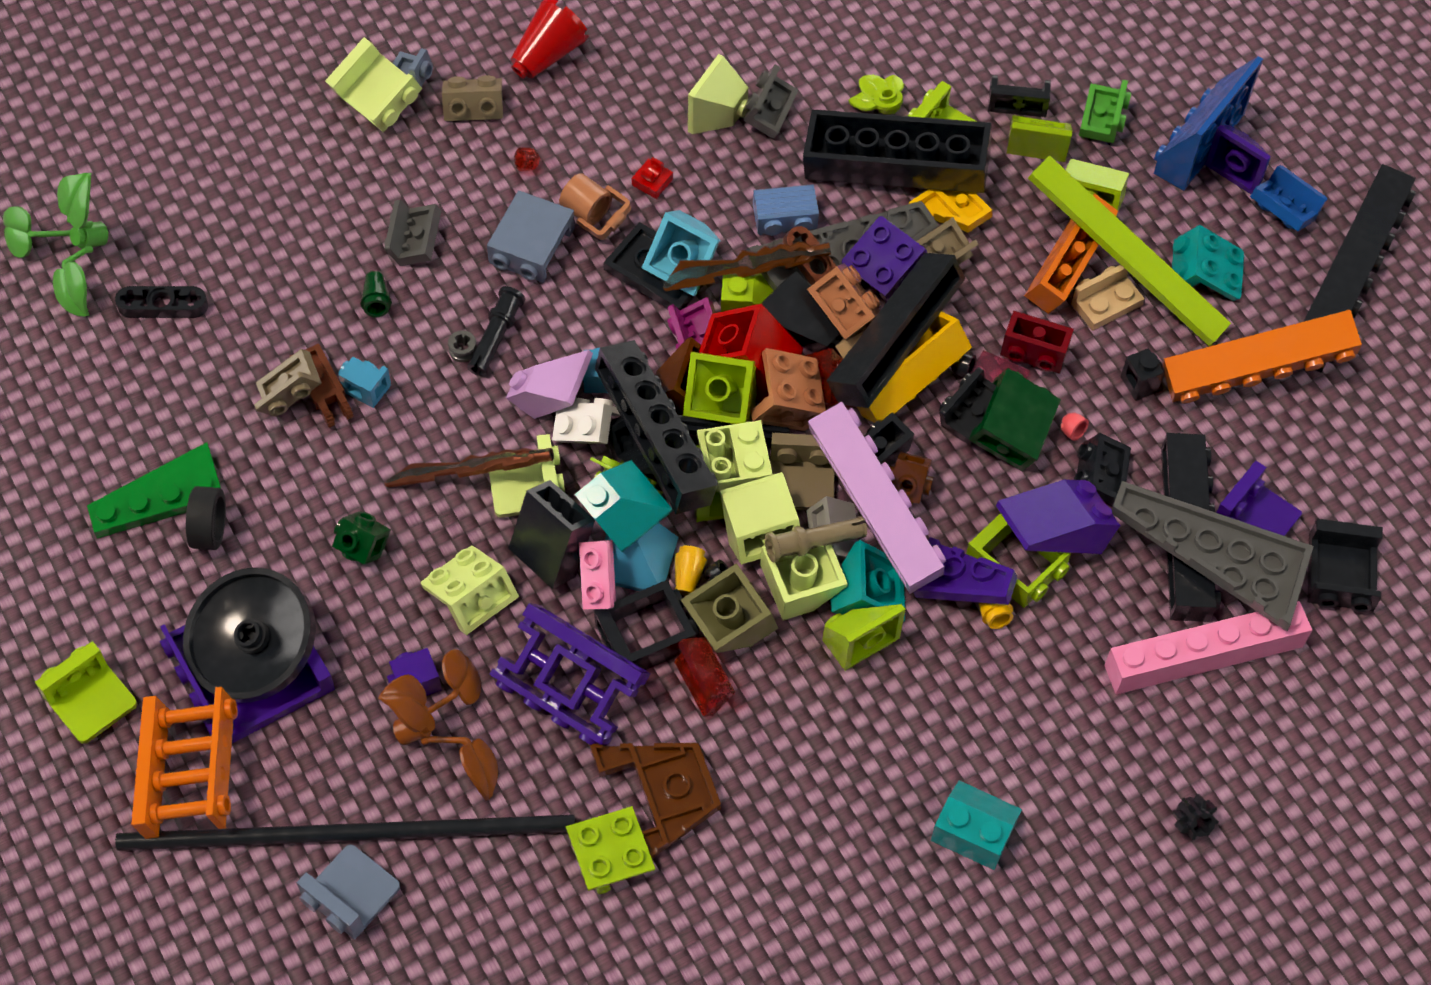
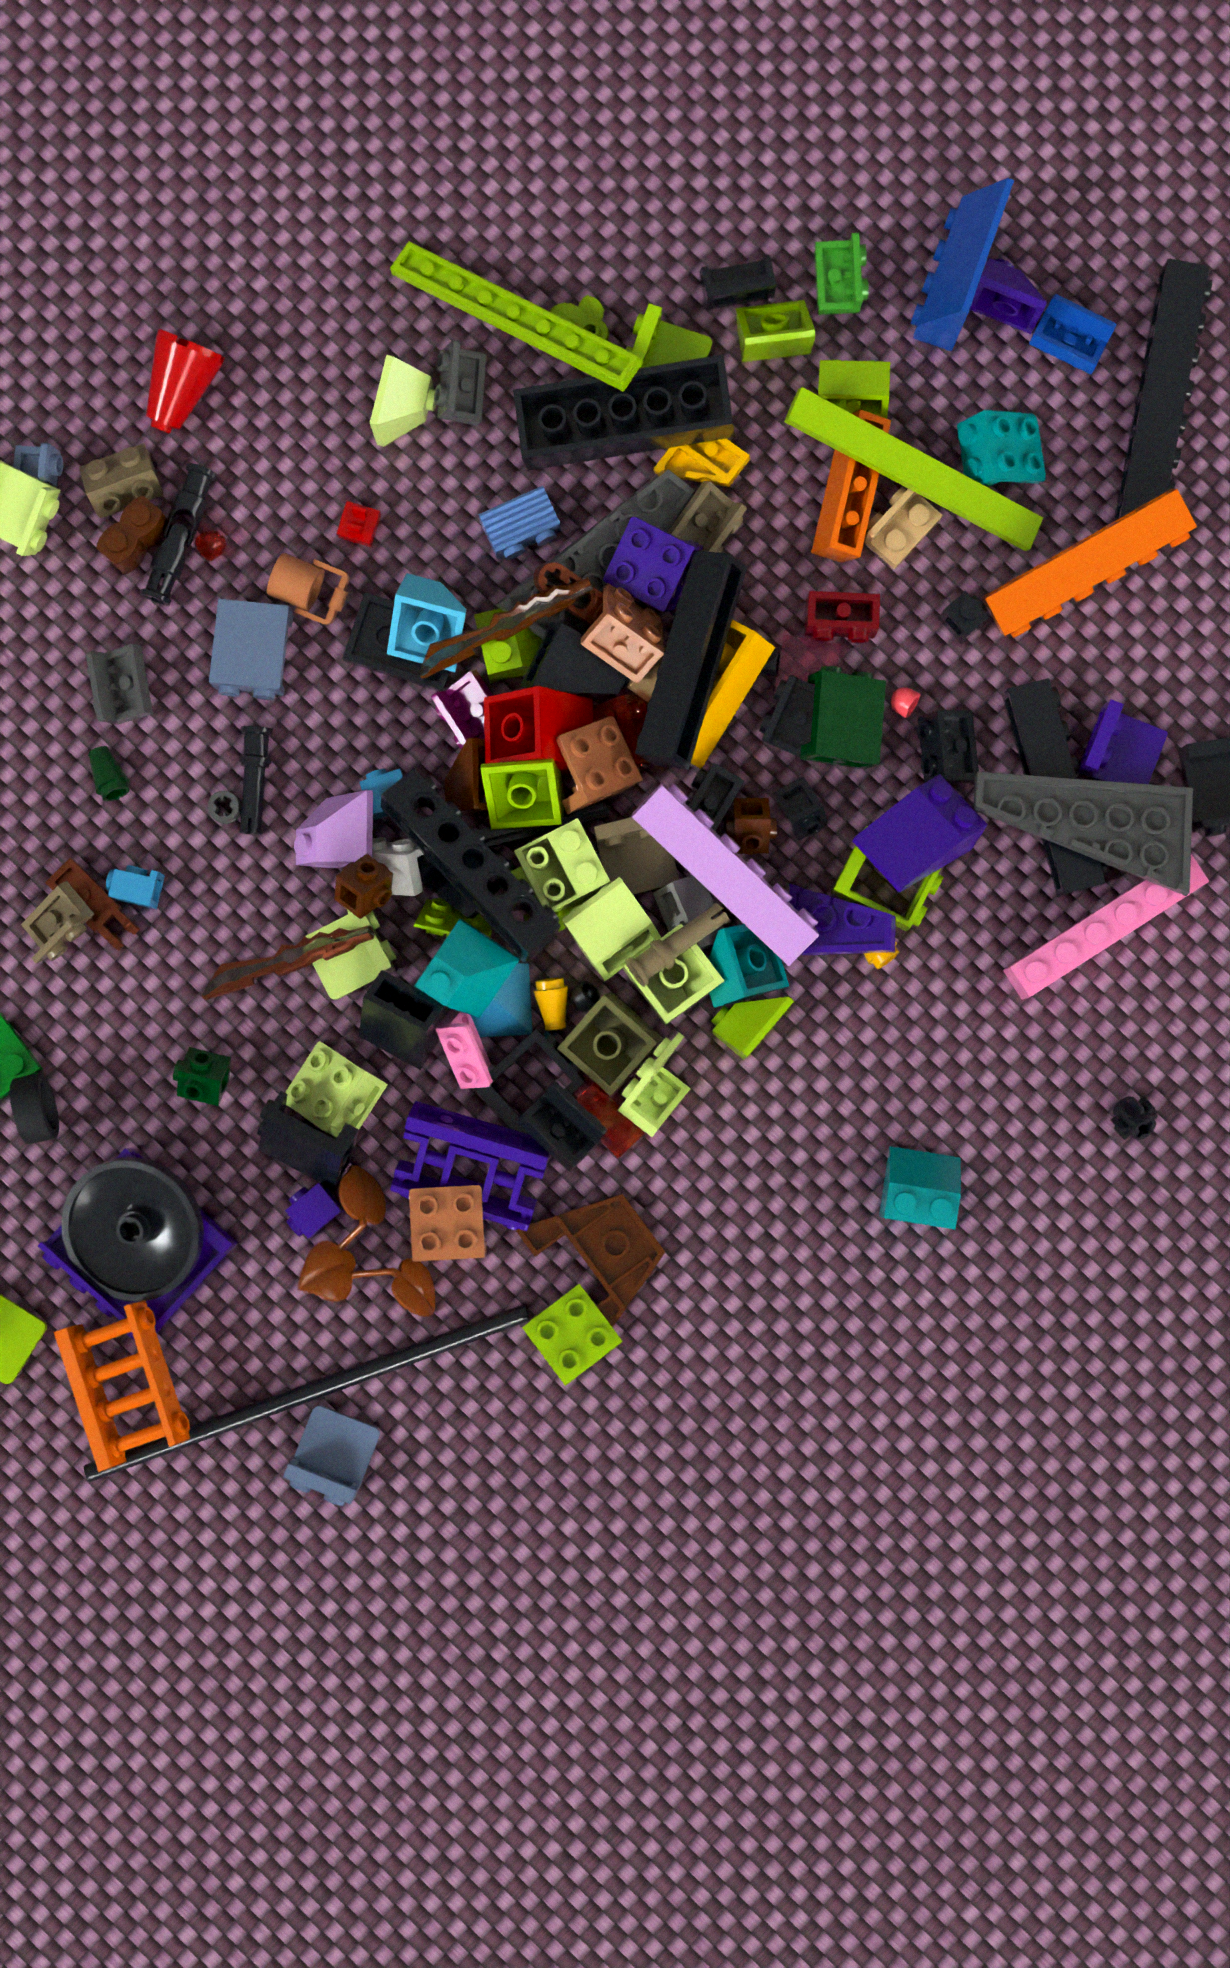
camera: 15 degrees left, 25 degrees up
(429, 611) = (304, 1146): none -> black panel
(465, 134) = (128, 540): none -> reddish brown brick
(491, 155) = (169, 557): none -> black piece
(529, 720) = (447, 1223): none -> nougat bracket
(558, 415) = (363, 886): none -> reddish brown brick
(665, 654) = (562, 1126): none -> black bracket
(749, 655) = (657, 1092): none -> yellowish green bracket
(833, 65) = (516, 316): none -> lime tile
(959, 482) = (801, 808): none -> black bracket

